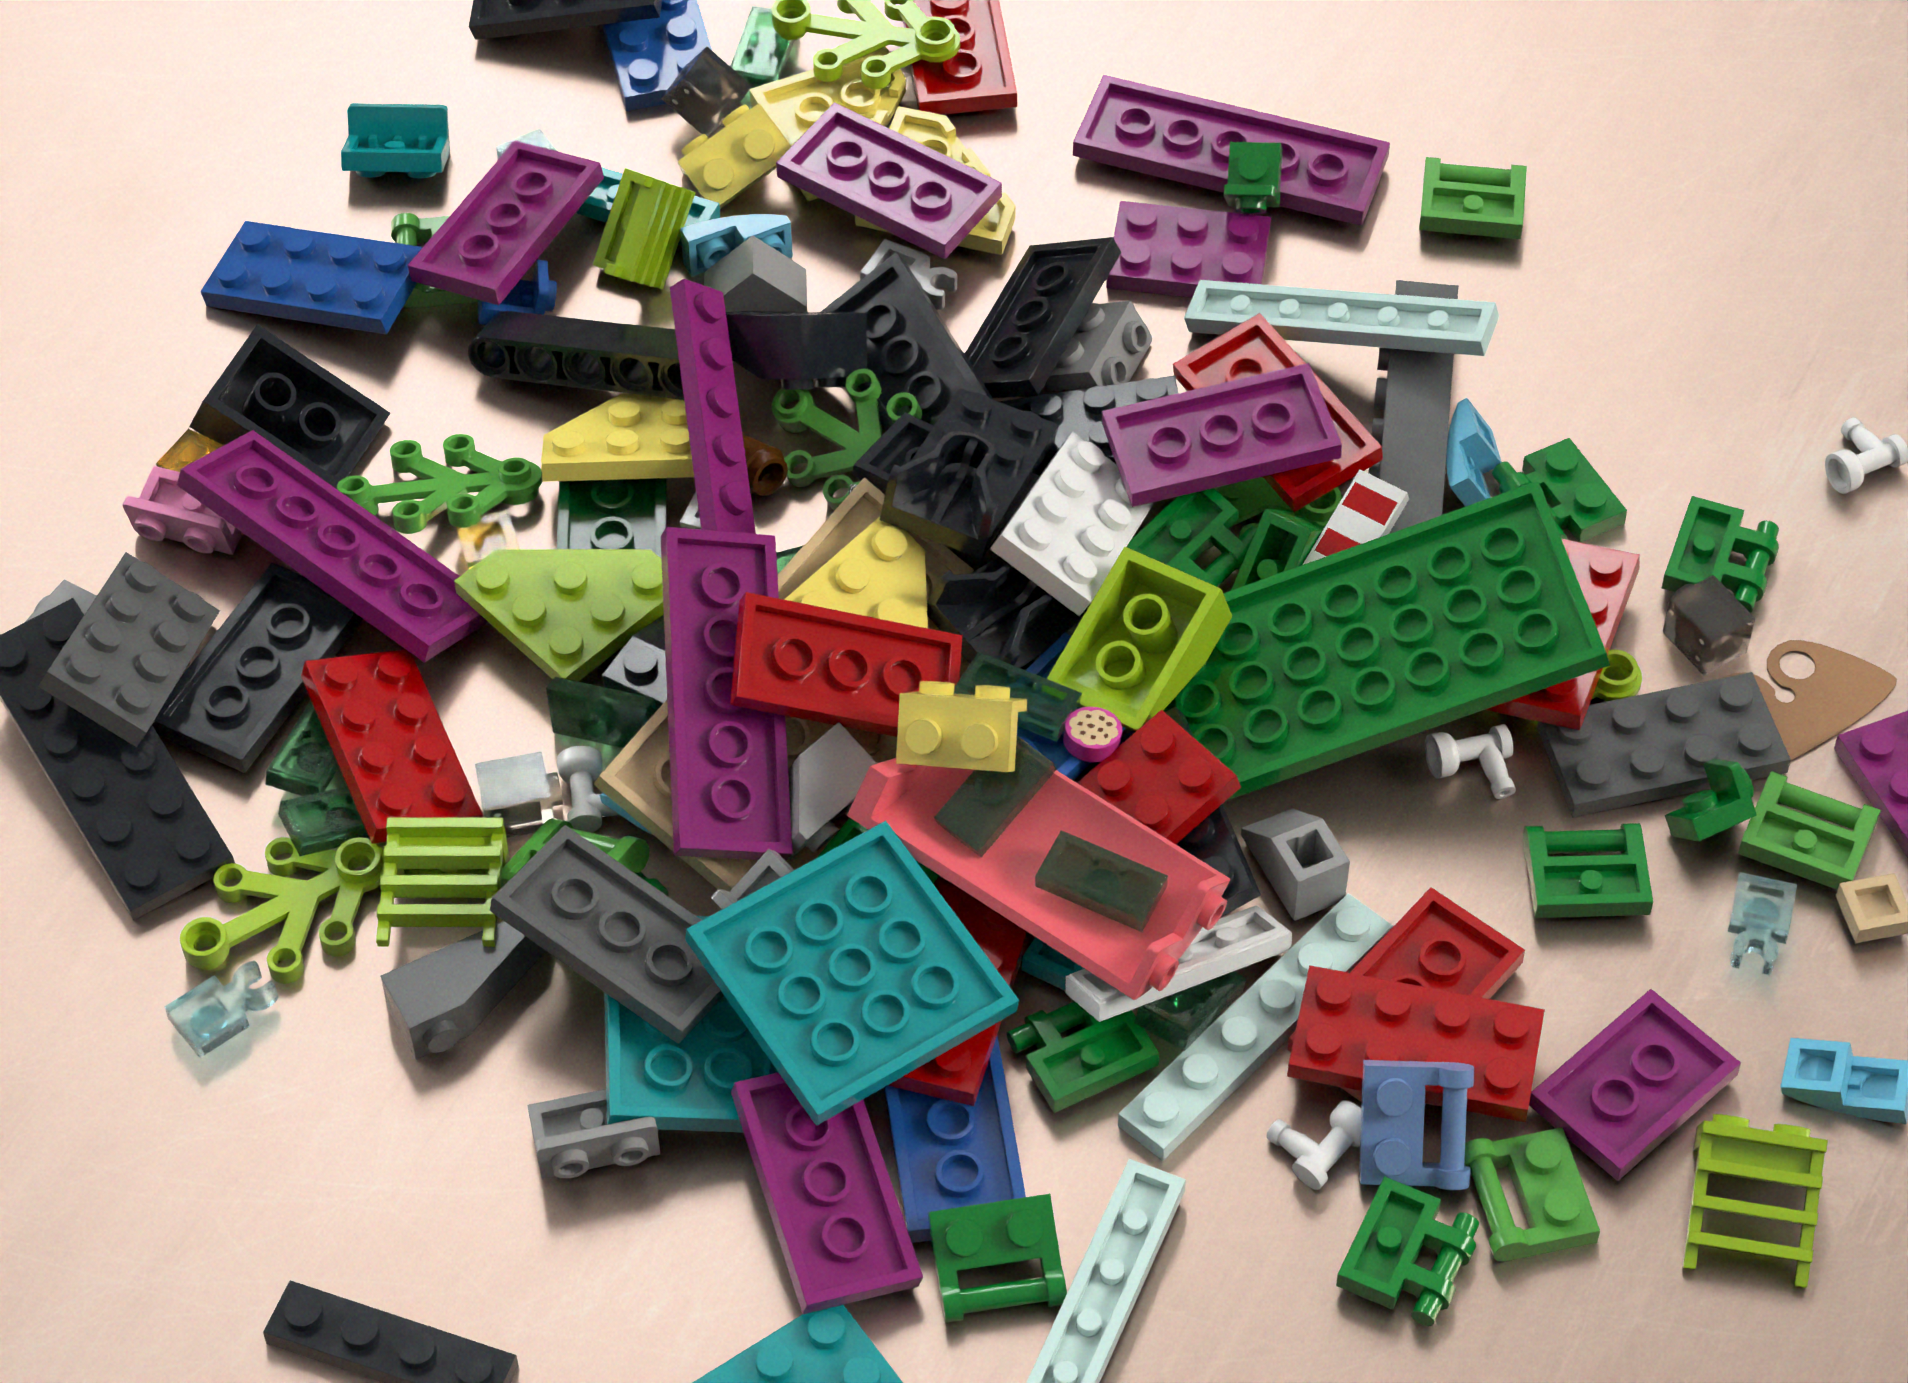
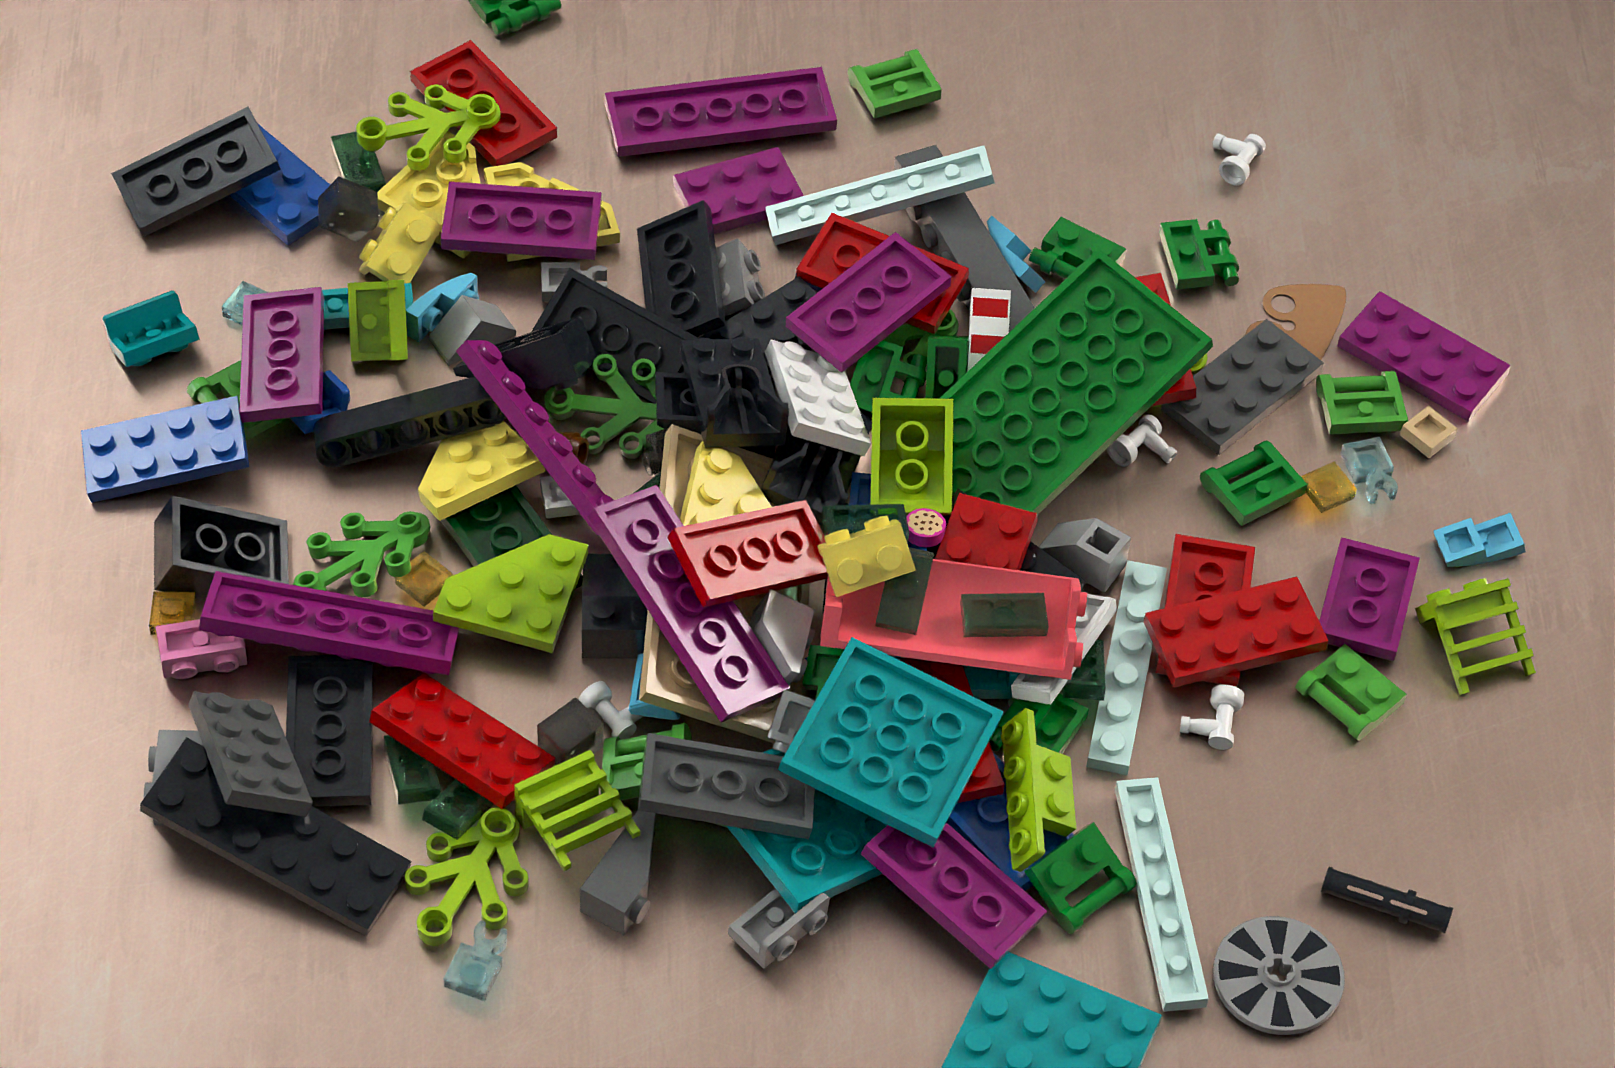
camera: 35 degrees left, 0 degrees up
(597, 712) = (592, 657): clear green plate -> none
(1013, 1122) = (1036, 789): none -> lime bracket
(1254, 176) = (756, 123): green bracket -> none
(1389, 1243) = (1297, 761): green plate -> none
(1395, 1123) = (1257, 683): medium blue plate -> none
(1684, 918) = (1329, 487): none -> clear yellow plate
(1708, 624) = (1222, 299): clear smoke brick -> none
(1715, 809) = (1305, 411): green bracket -> none

